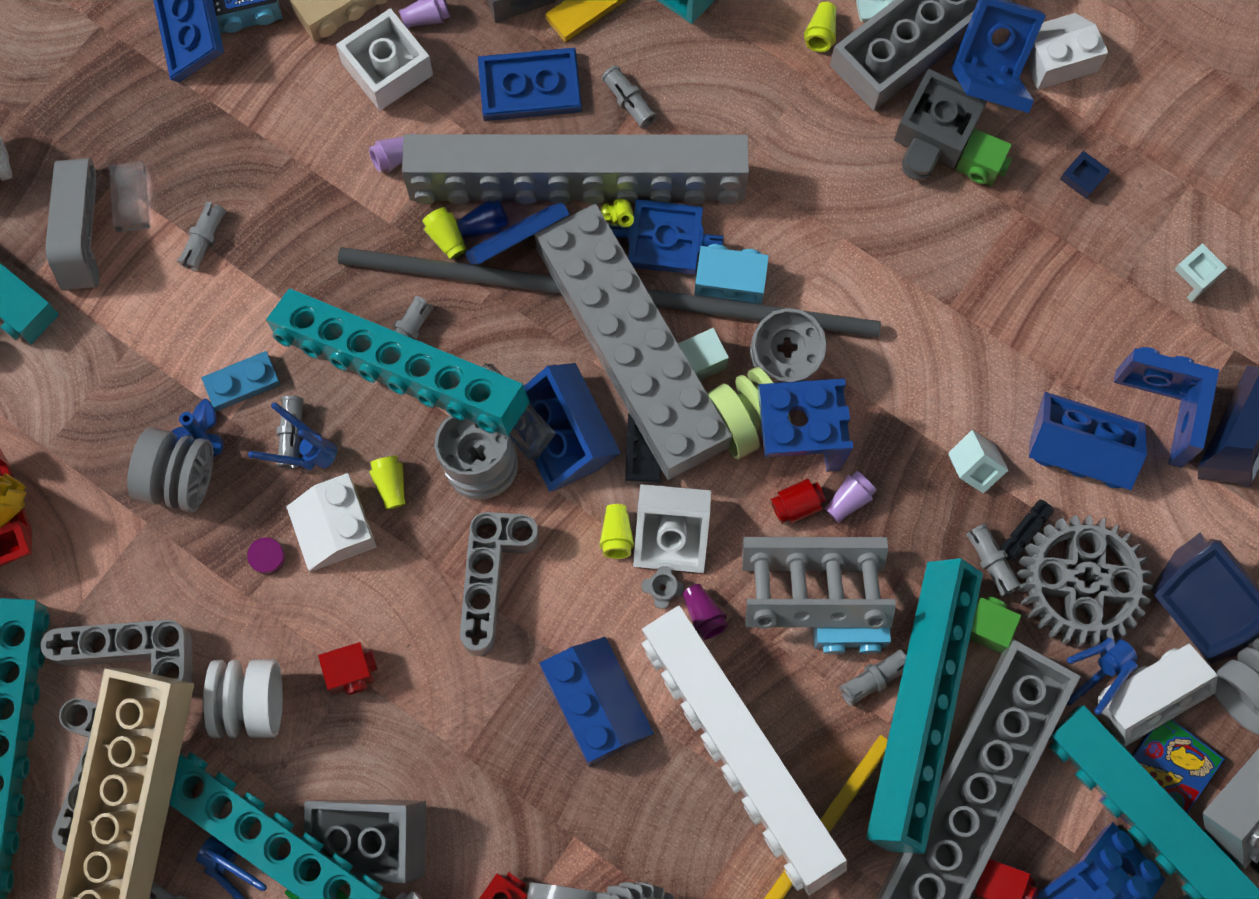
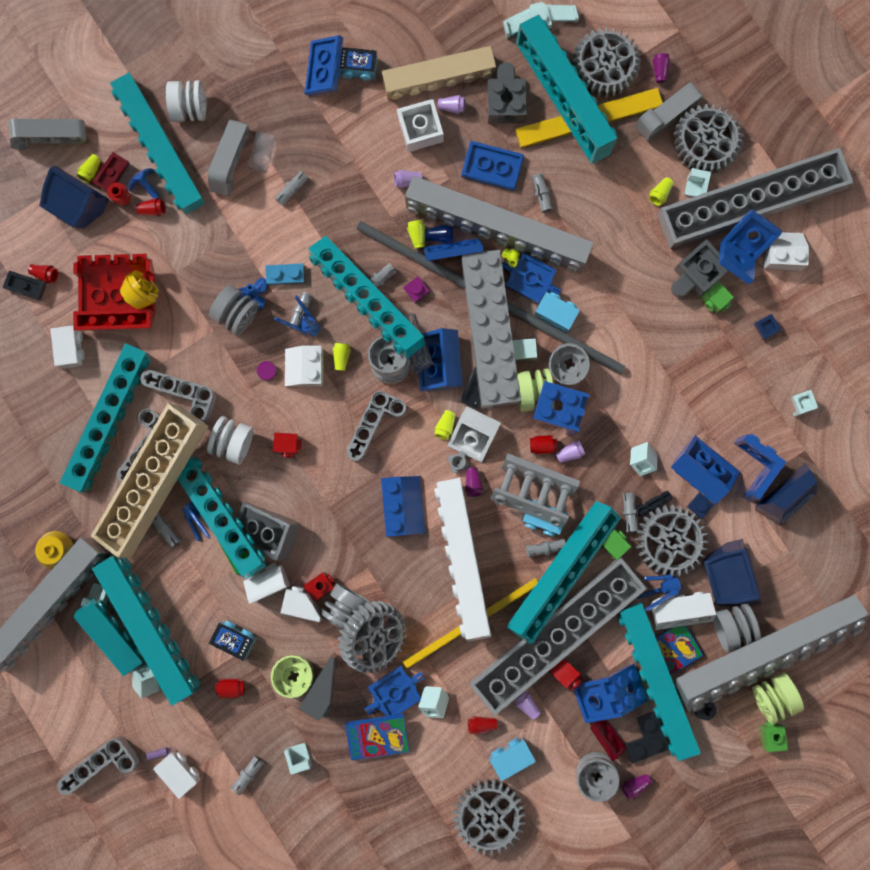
camera: 25 degrees right, 10 degrees up
(478, 325) = (416, 289): none -> magenta plate
(1105, 503) = (700, 505): none -> dark blue plate

